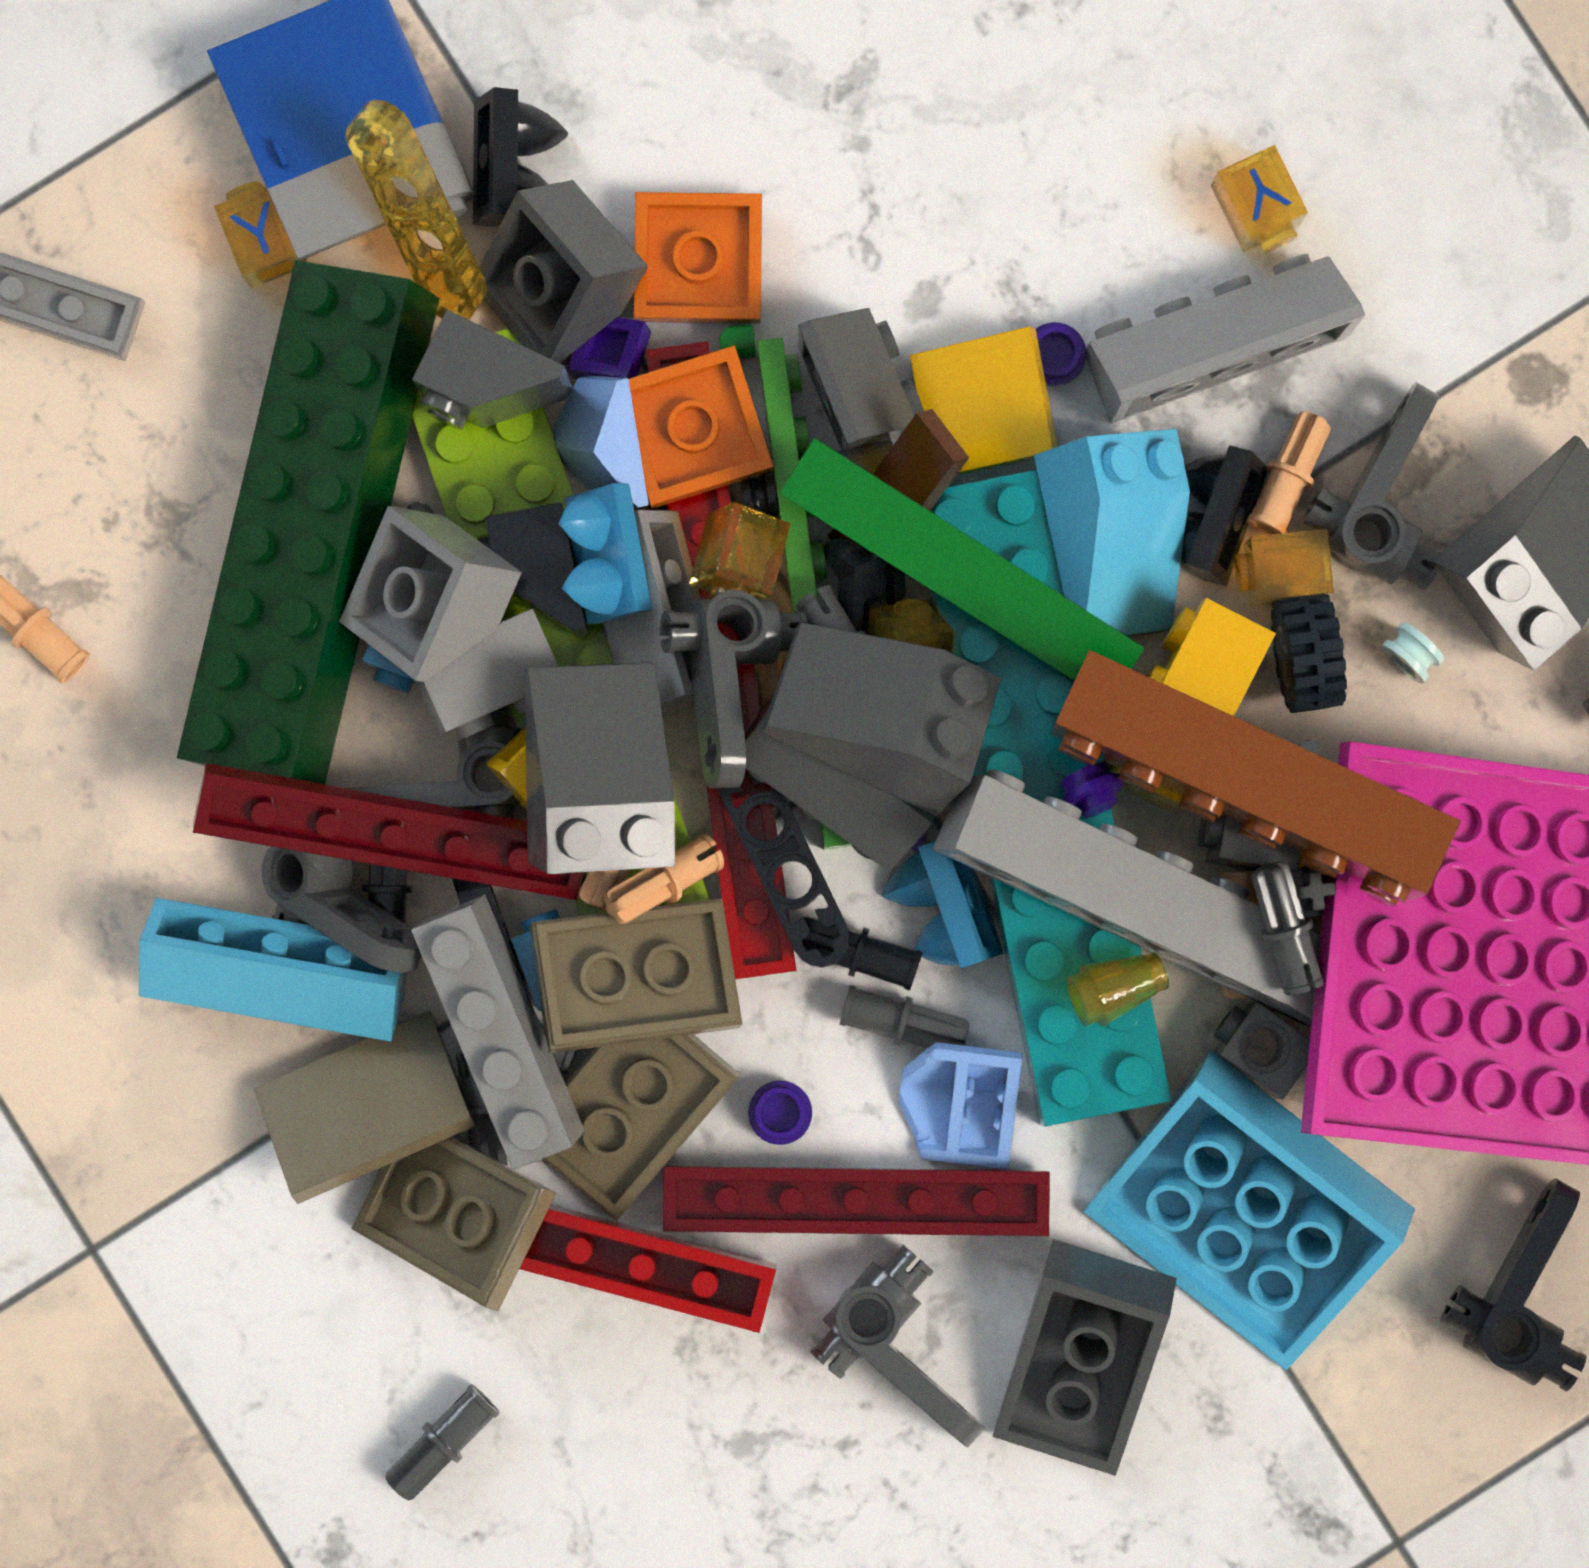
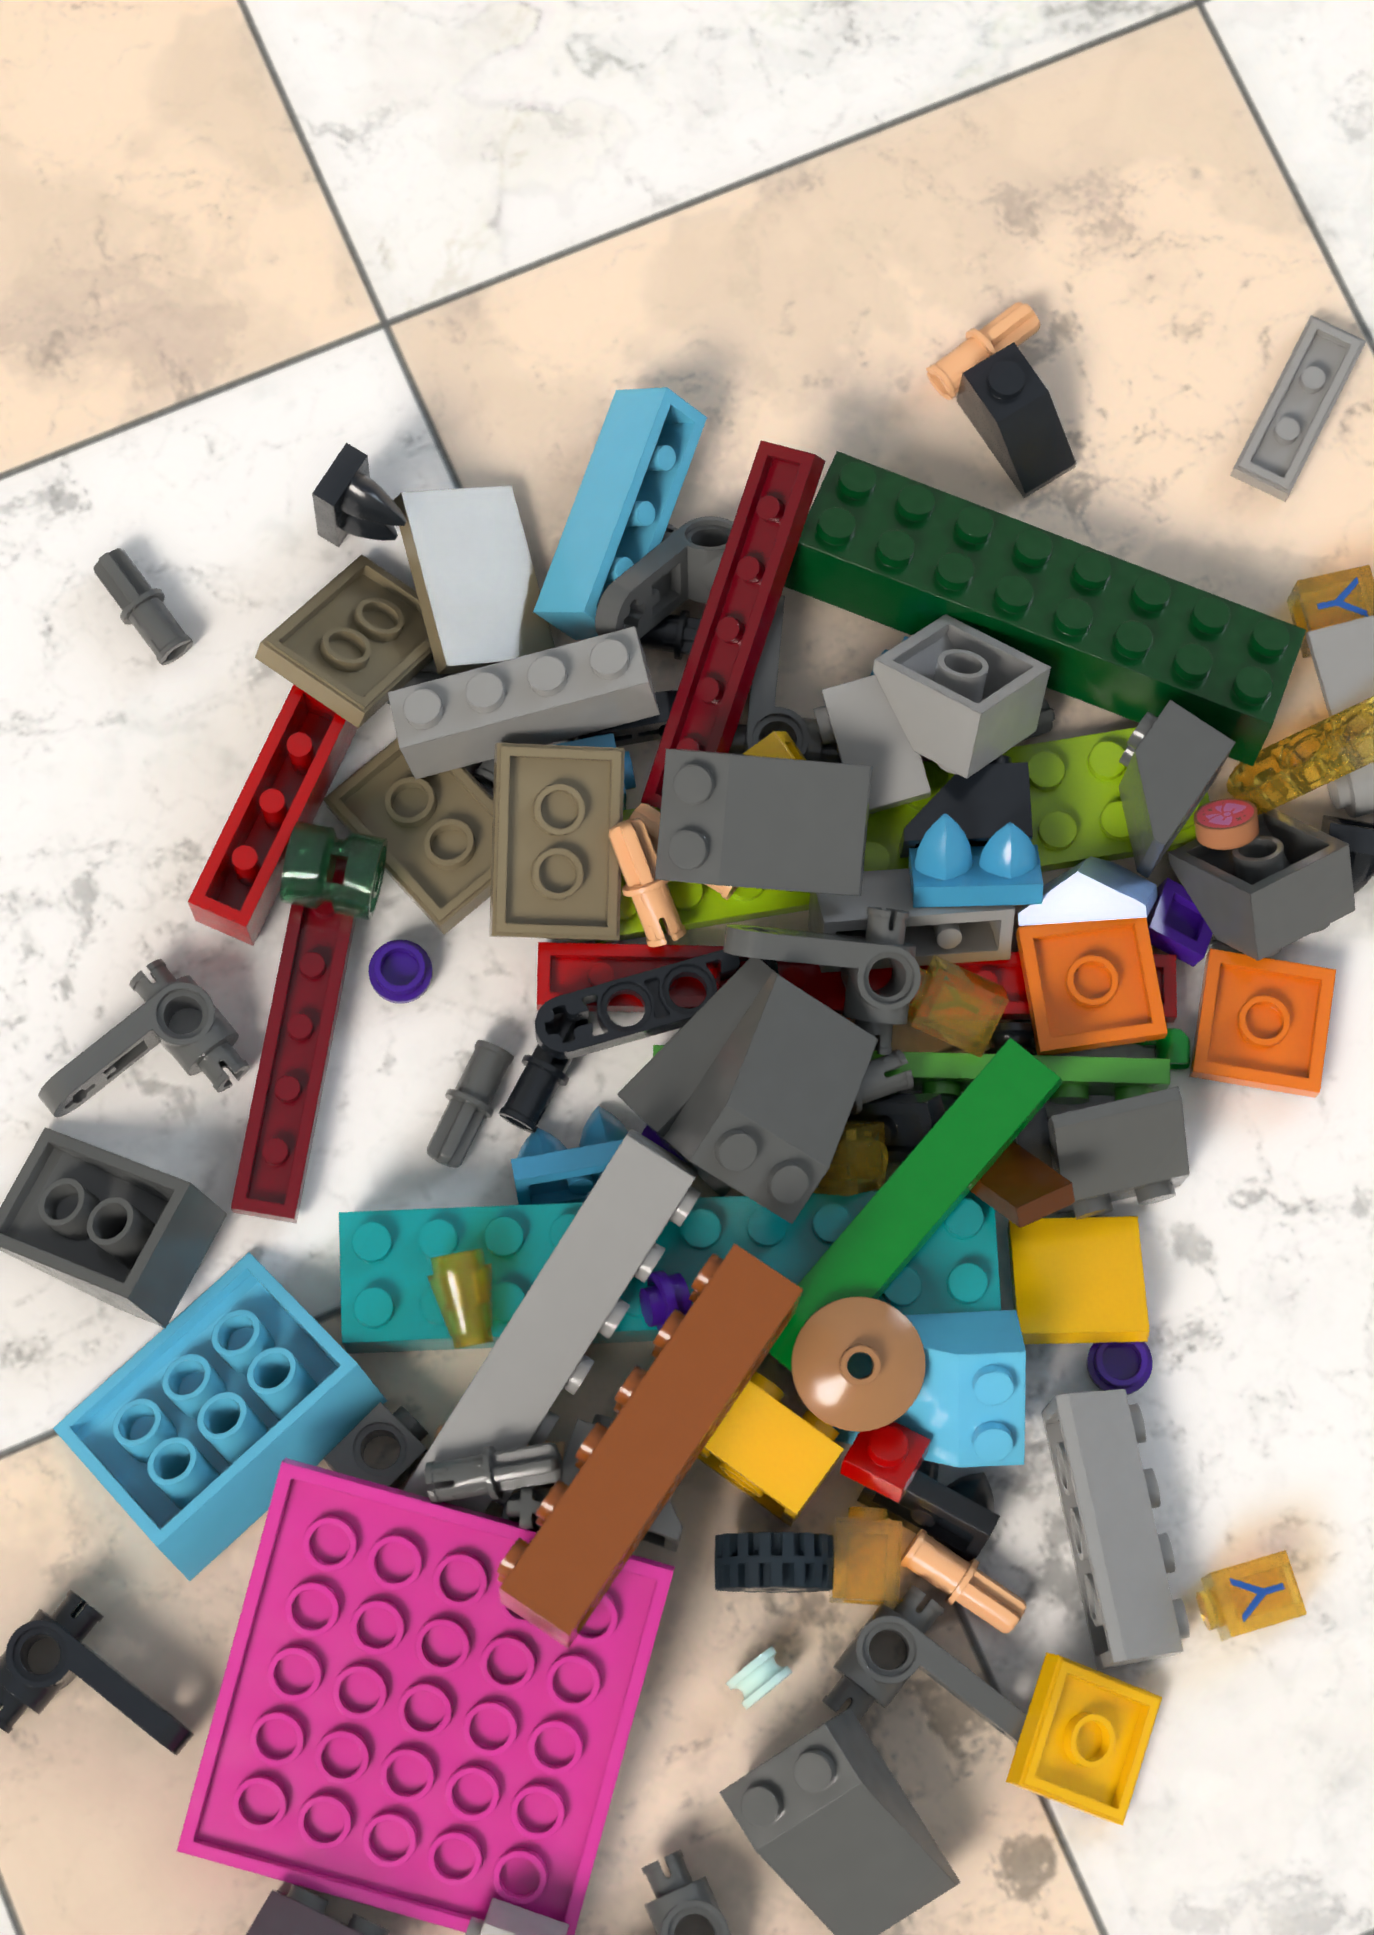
camera: 95 degrees right, 10 degrees down
(105, 582) = (1016, 419): none -> black slope
(307, 1240) = (353, 502): none -> black tile
(507, 312) = (1226, 823): none -> tile
(701, 1216) = (312, 865): none -> clear green wheel
(962, 1103) = (376, 1149): light blue slope -> none
(1092, 600) = (823, 1354): none -> medium nougat dish
(1194, 560) = (886, 1459): none -> red plate
(1421, 339) = (1084, 1739): none -> yellow tile

